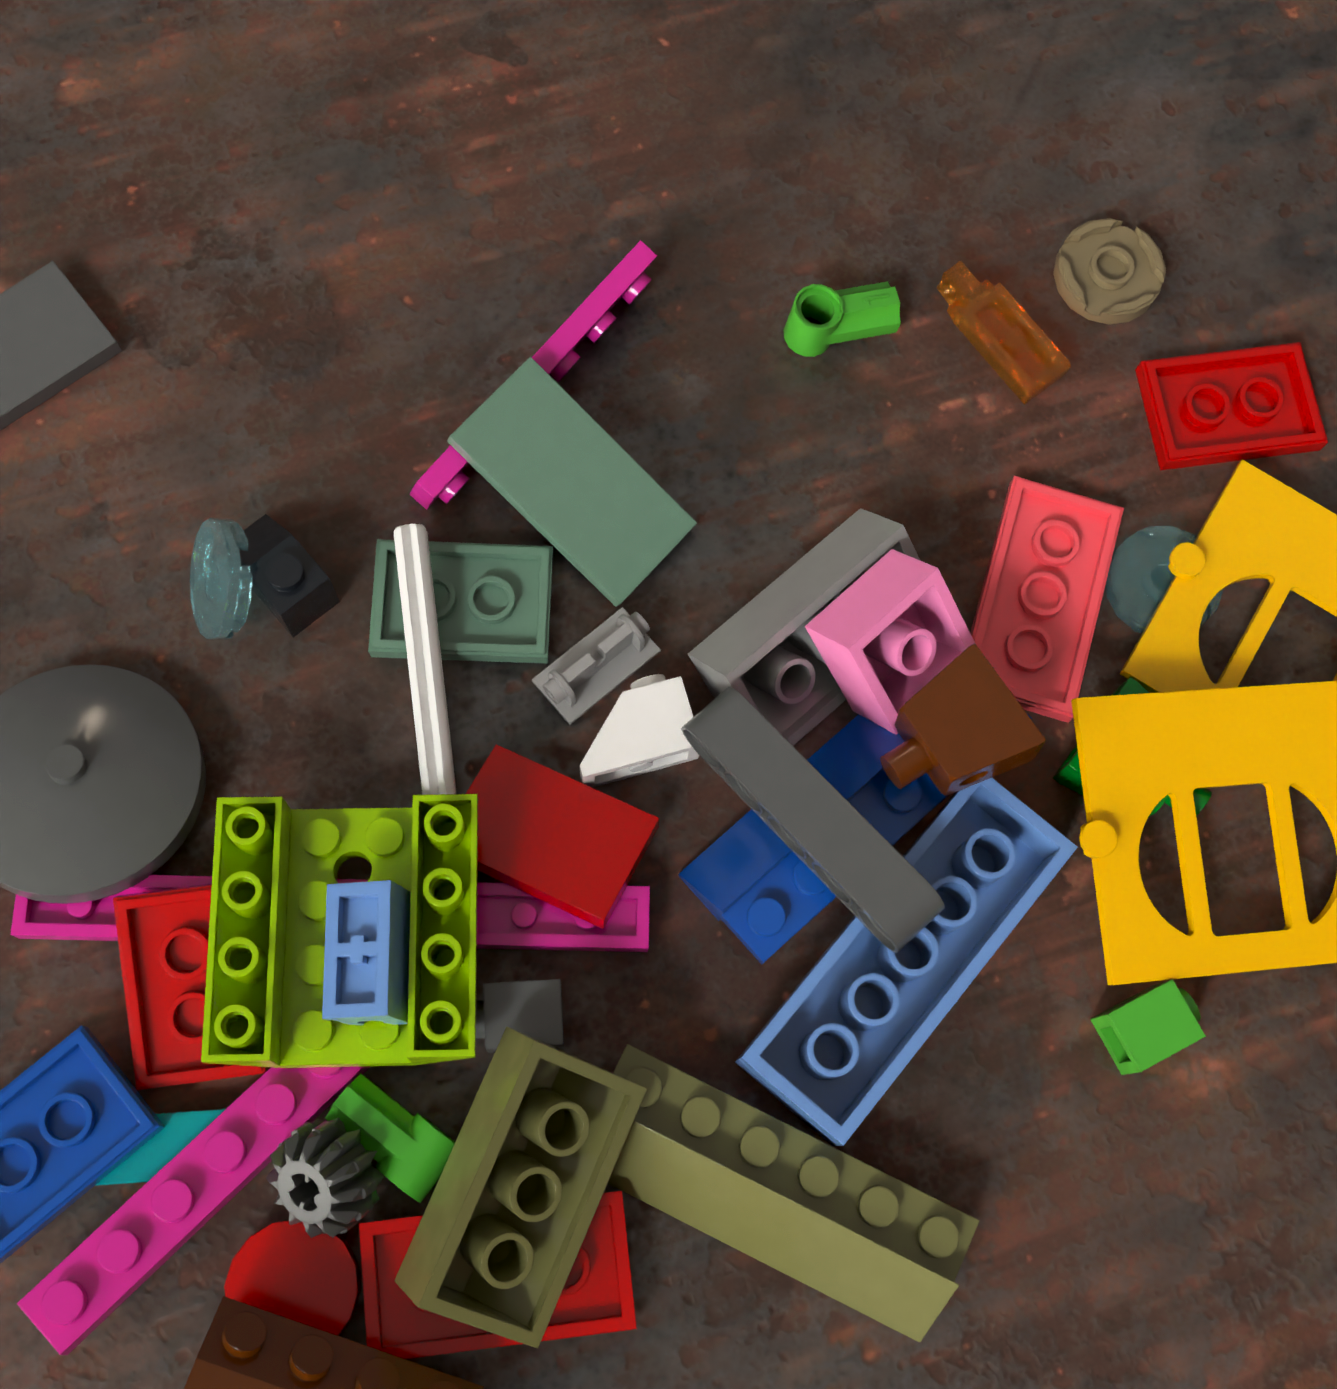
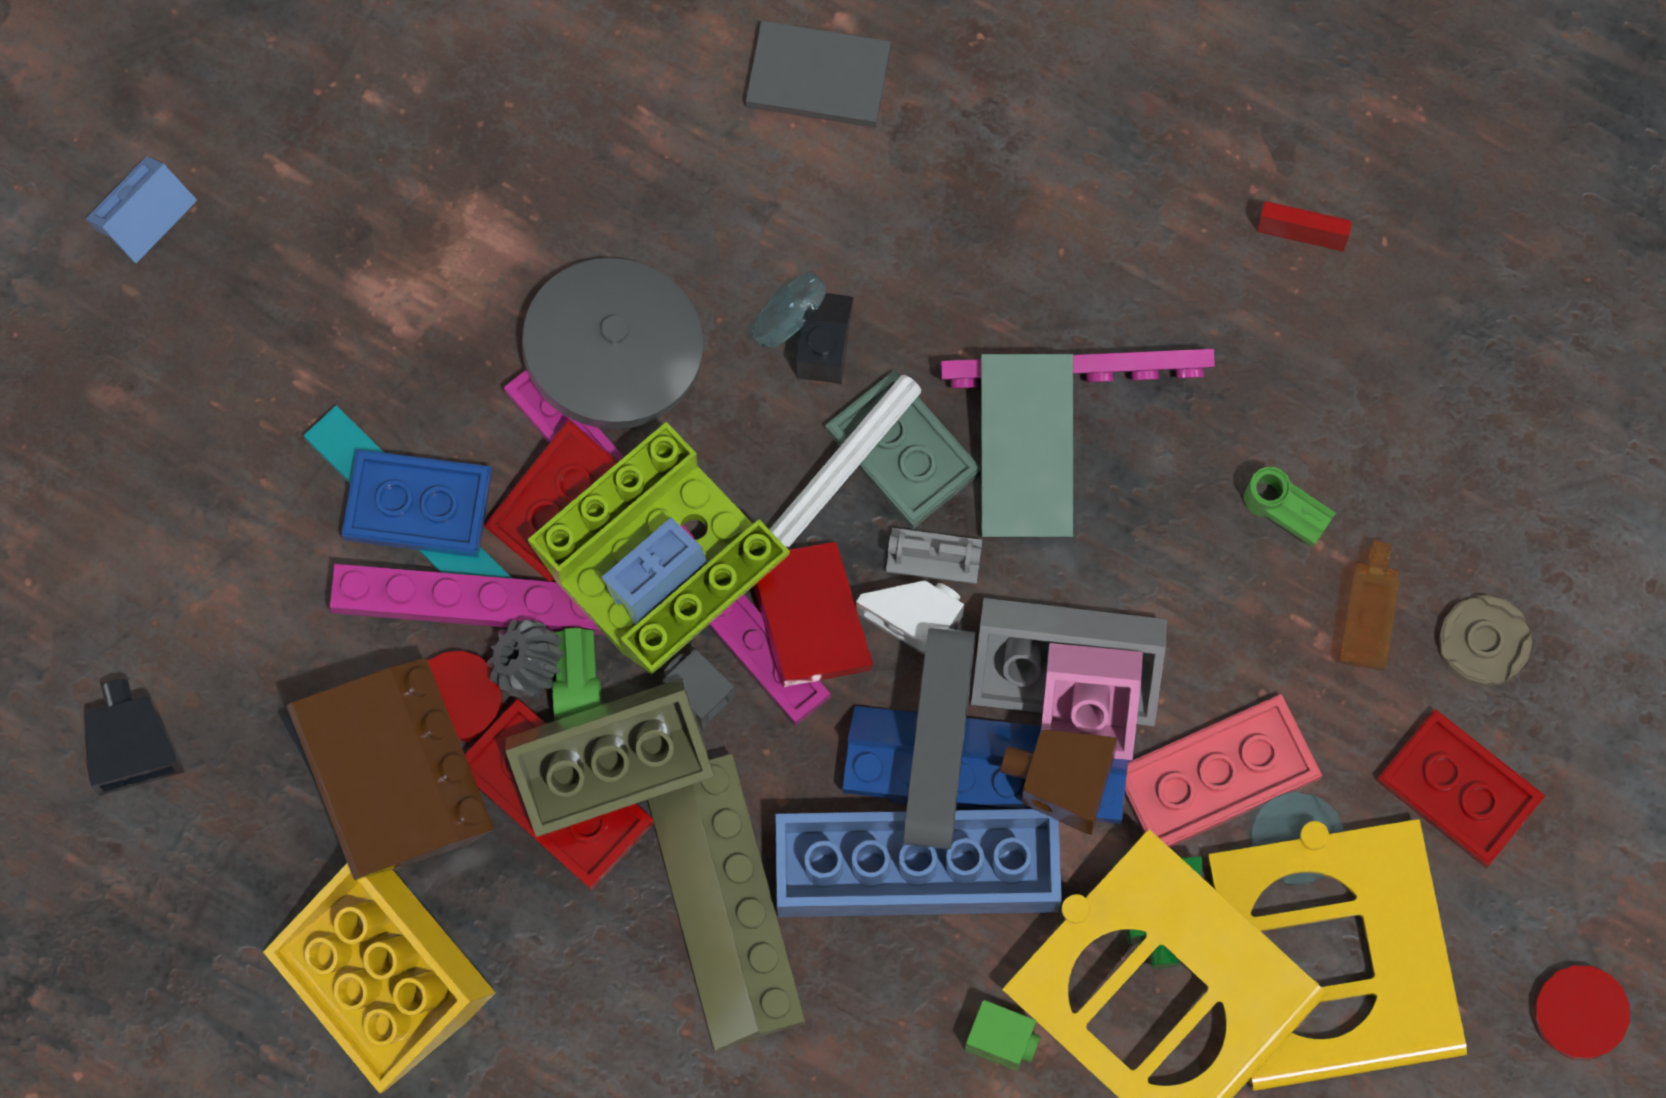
camera: 60 degrees right, 0 degrees up
(592, 80) = (1304, 226): none -> red tile

